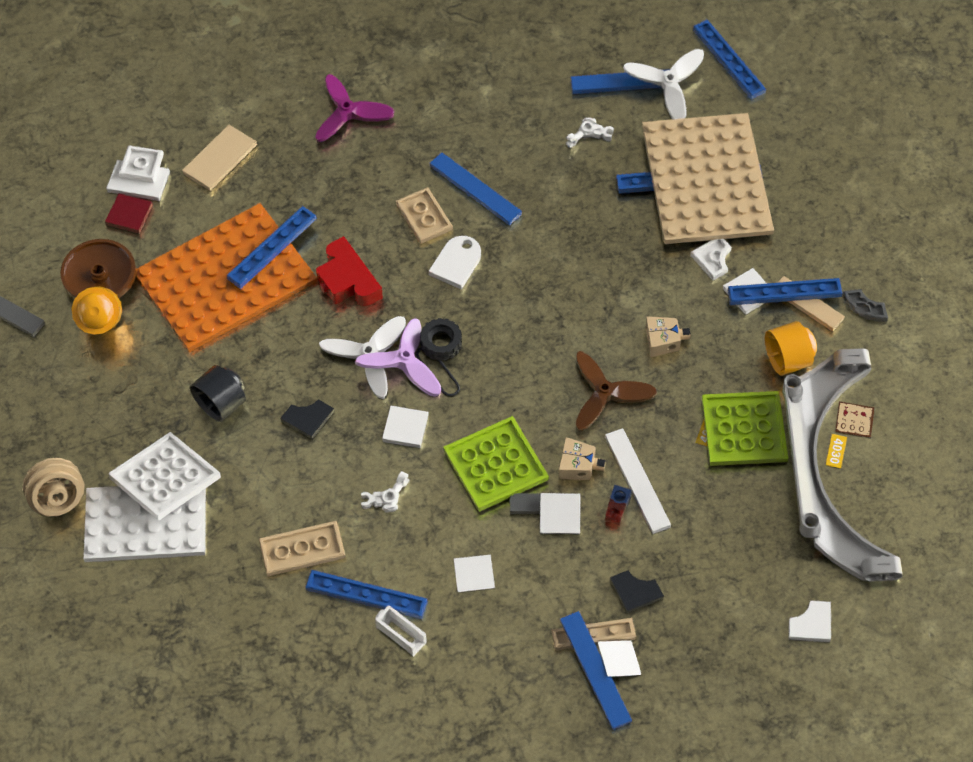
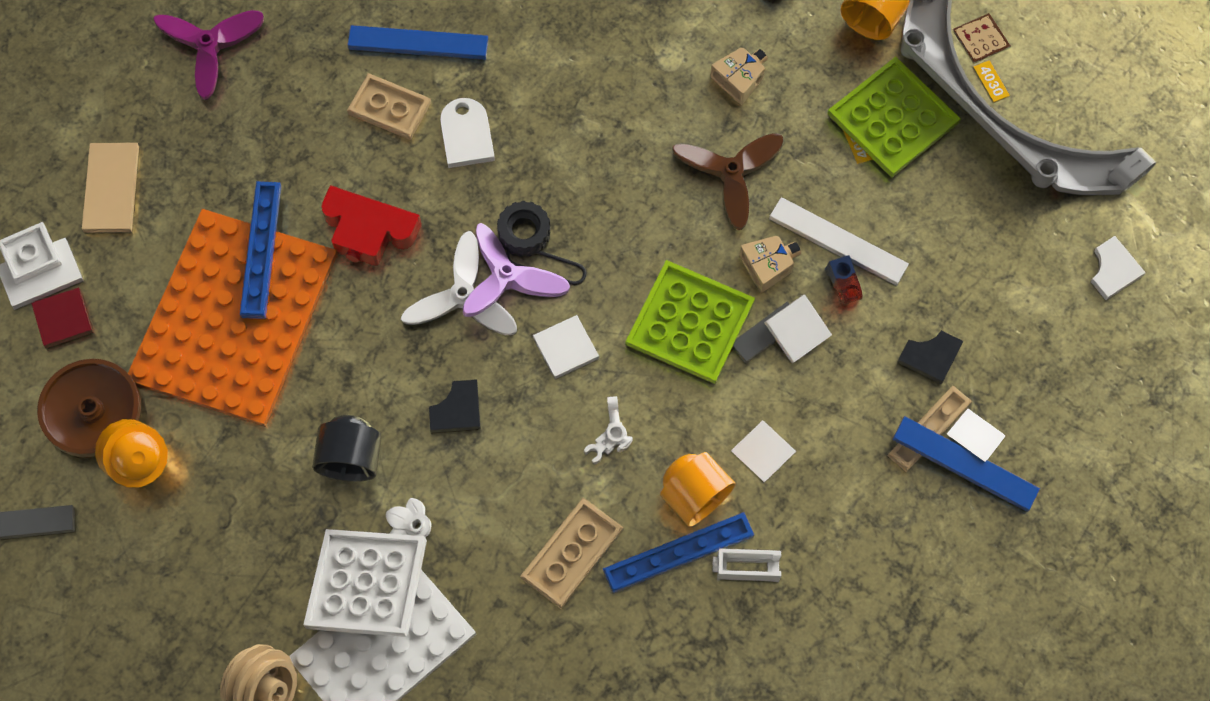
camera: 40 degrees left, 10 degrees up
(223, 461) = (406, 518): none -> white plate
(405, 559) = (695, 487): none -> light orange piece

